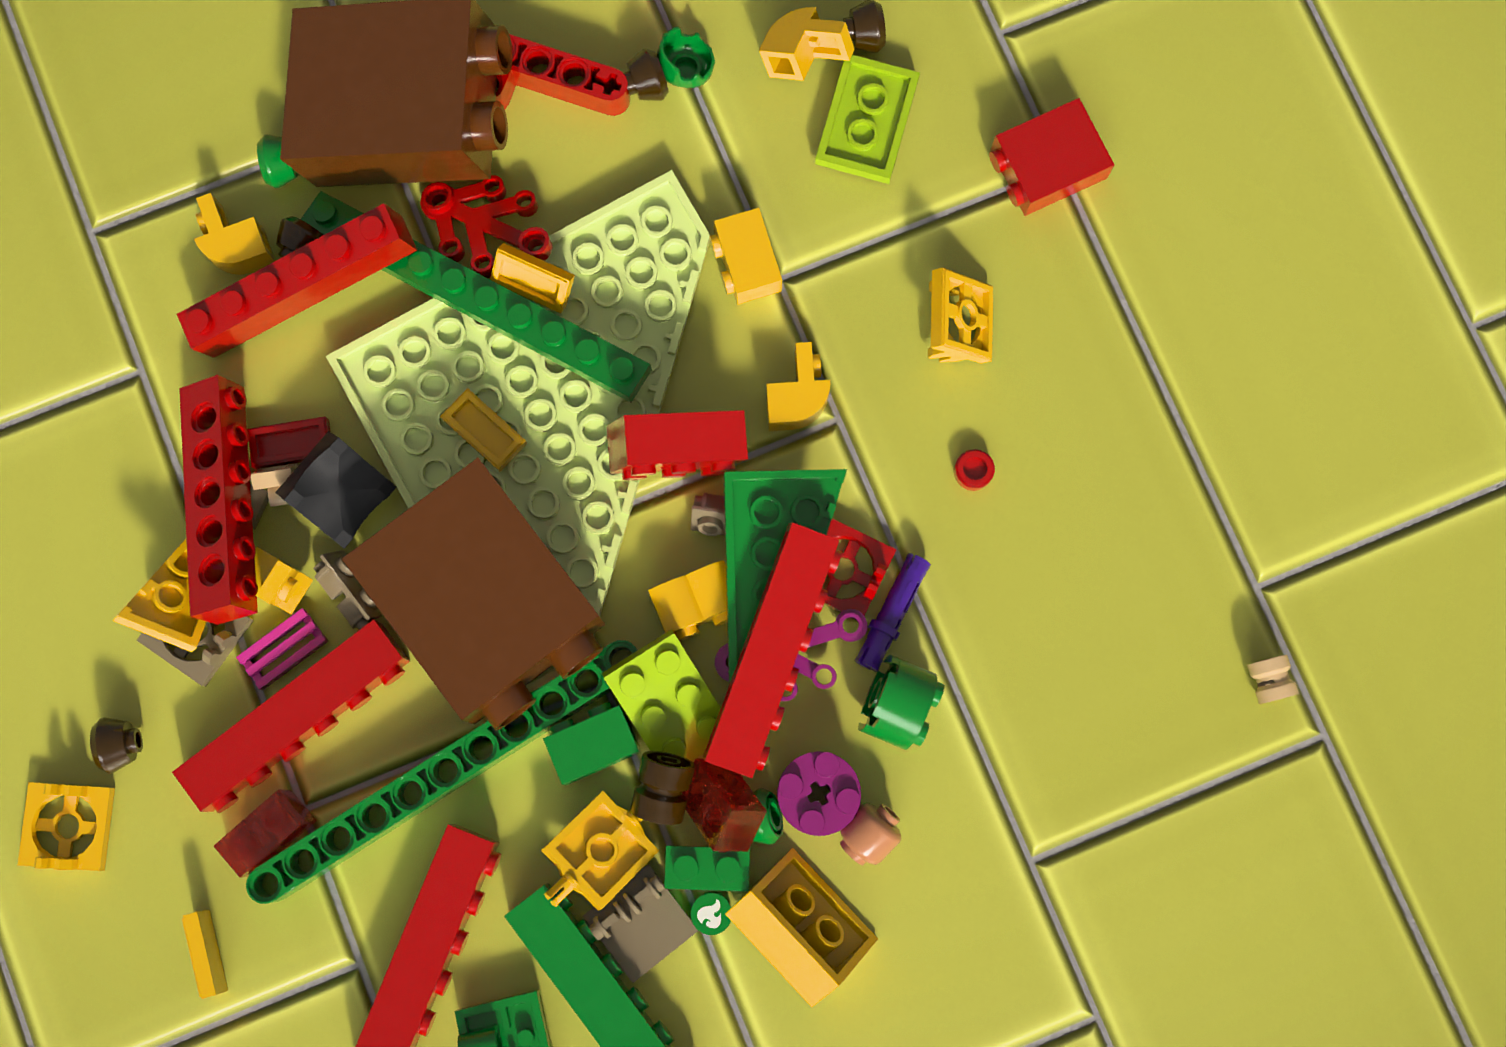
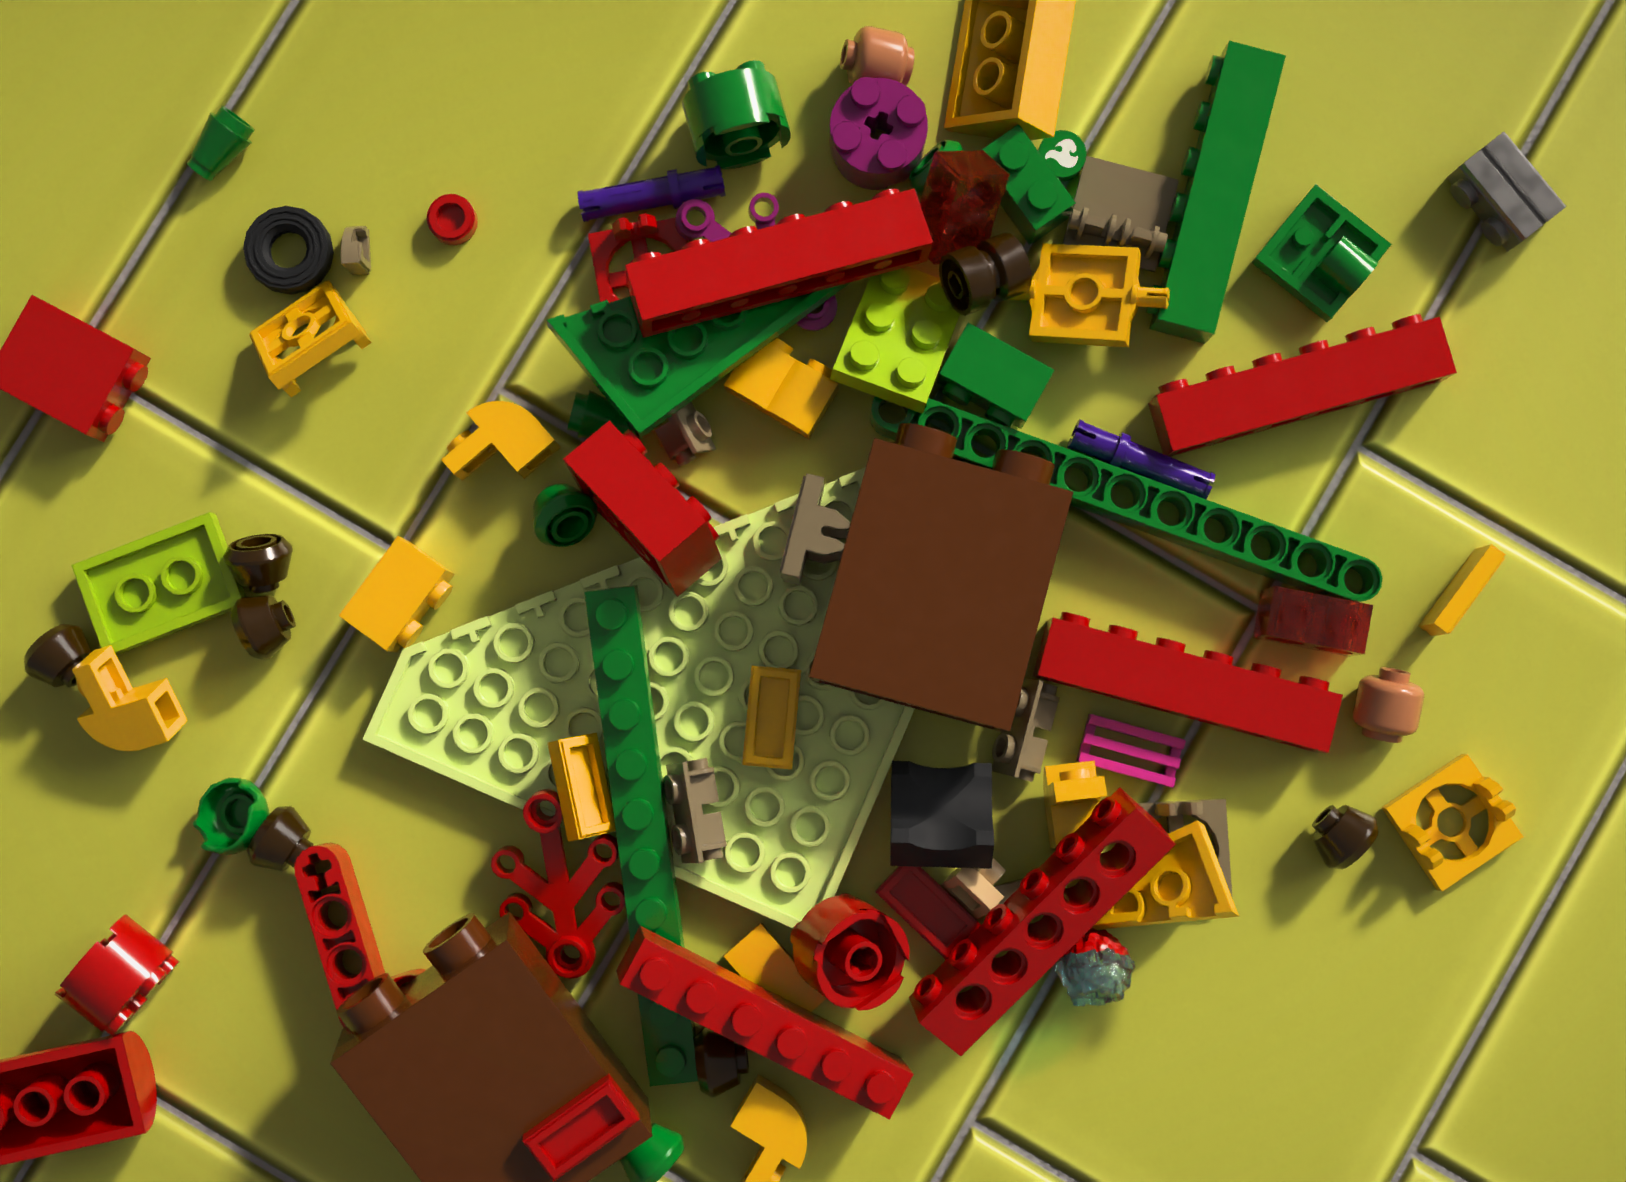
camera: 125 degrees left, 5 degrees up
(161, 515) = (1096, 969): none -> clear light blue piece
(171, 841) = (1388, 705): none -> nougat head
(296, 366) = (850, 952): none -> red brick
(317, 118) = (580, 1127): none -> red tile
(329, 318) = (769, 965): none -> yellow tile
(476, 795) = (1139, 459): none -> dark purple pin
(477, 340) = (687, 792): none -> dark tan hinge
(574, 537) = (812, 532): none -> dark tan piece
(719, 392) = (563, 515): none -> green cone
(769, 459) = (591, 413): none -> green cone
(792, 160) = (262, 625): none -> dark brown cone
(835, 187) = (259, 561): none -> dark brown cone
(999, 392) = (356, 250): none -> dark tan tile
(1038, 327) = (267, 229): none -> black tyre
(1136, 357) = (219, 143): none -> green cone

